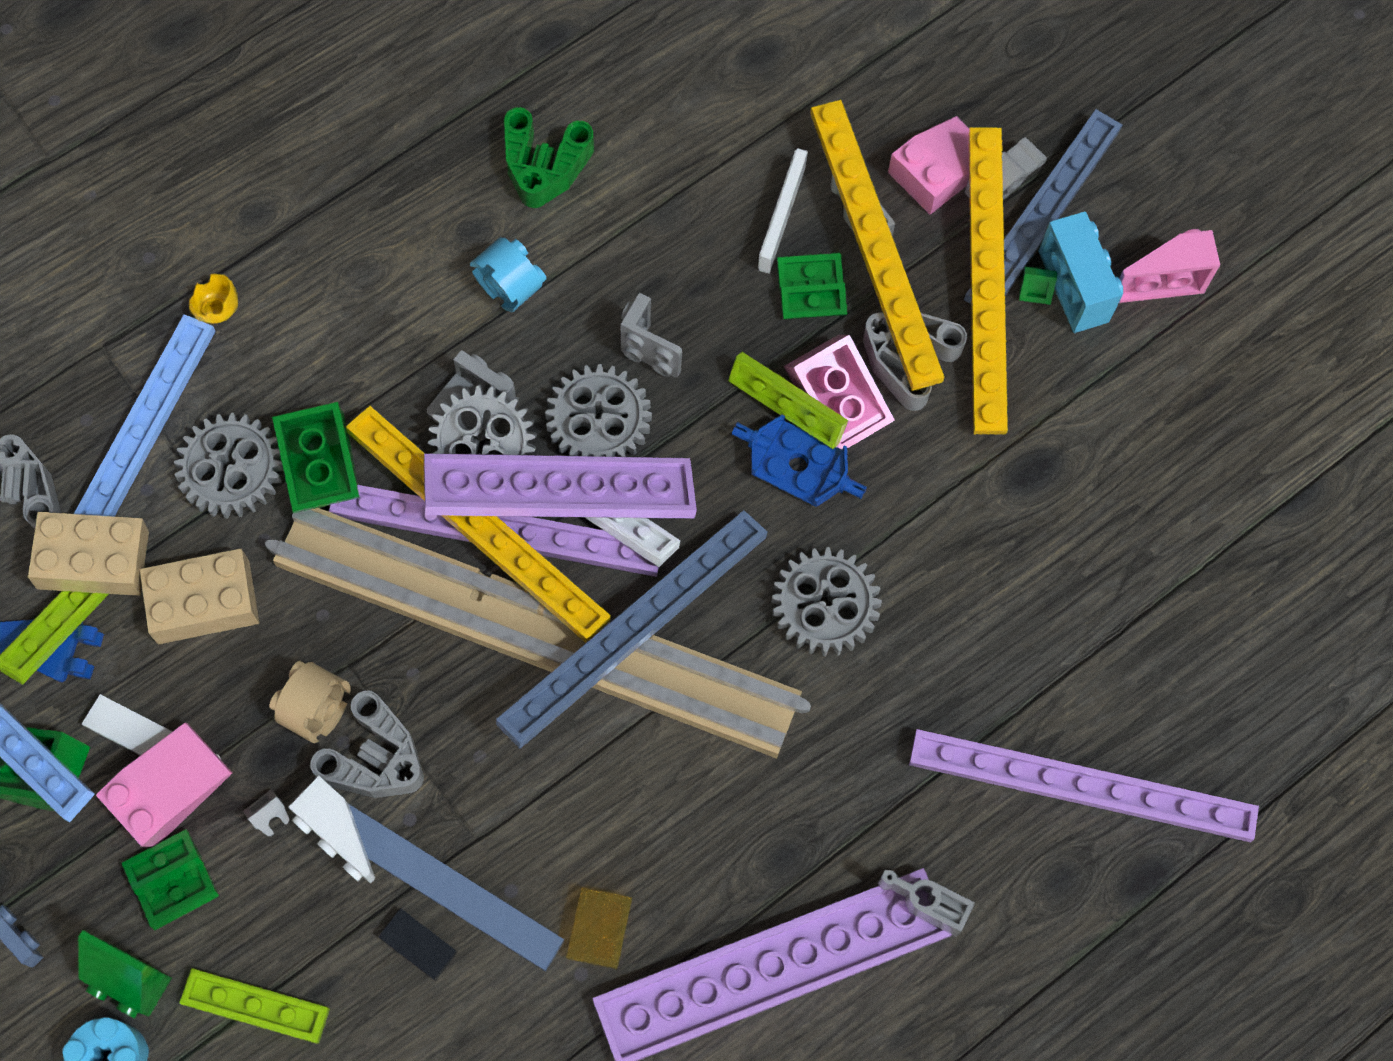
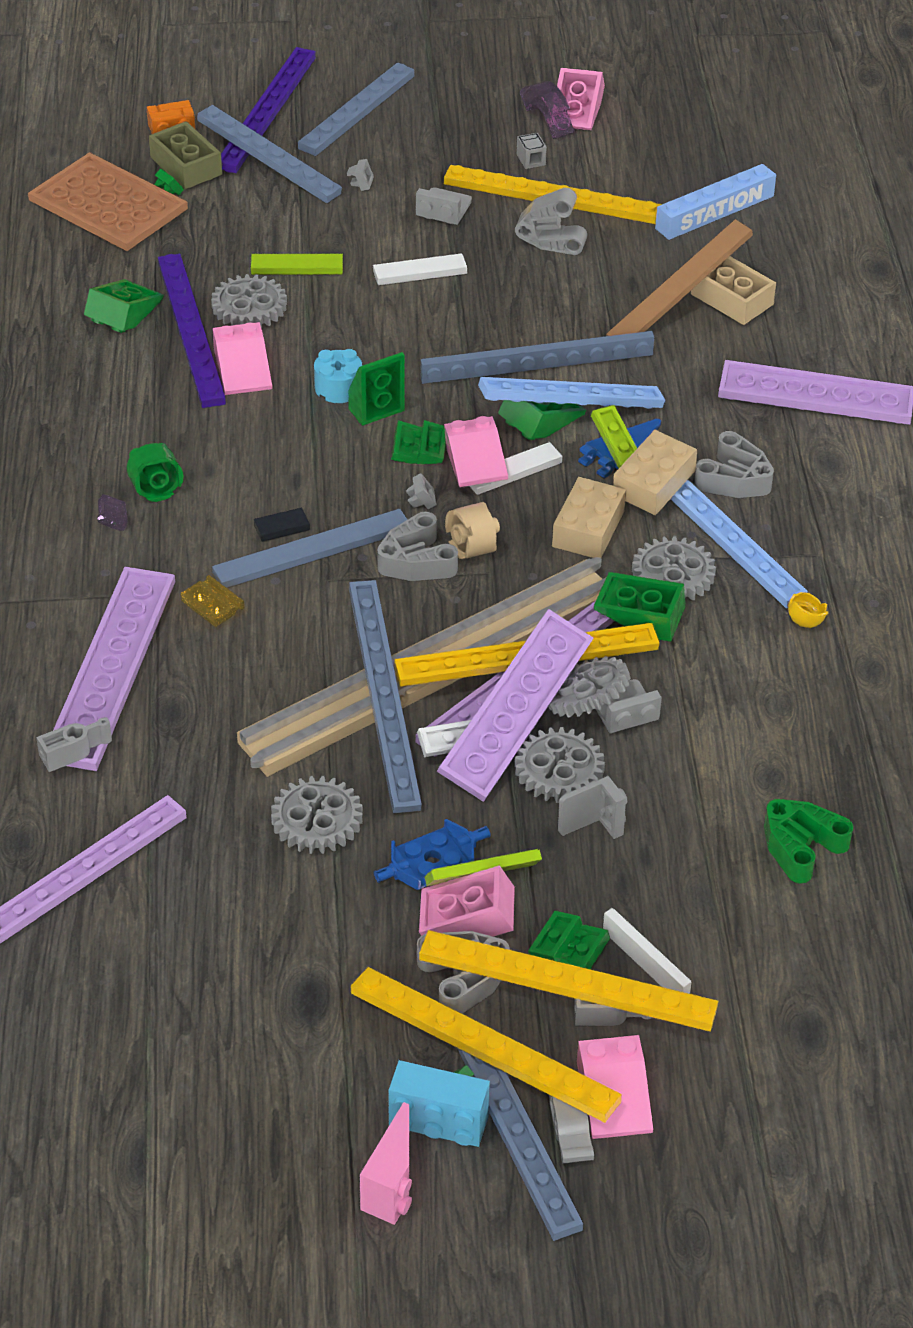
camera: 125 degrees right, 25 degrees down
(254, 1006) = (312, 447): lime tile -> none
(332, 820) = (378, 508): white slope -> none
(507, 273) = (709, 758): medium azure brick -> none

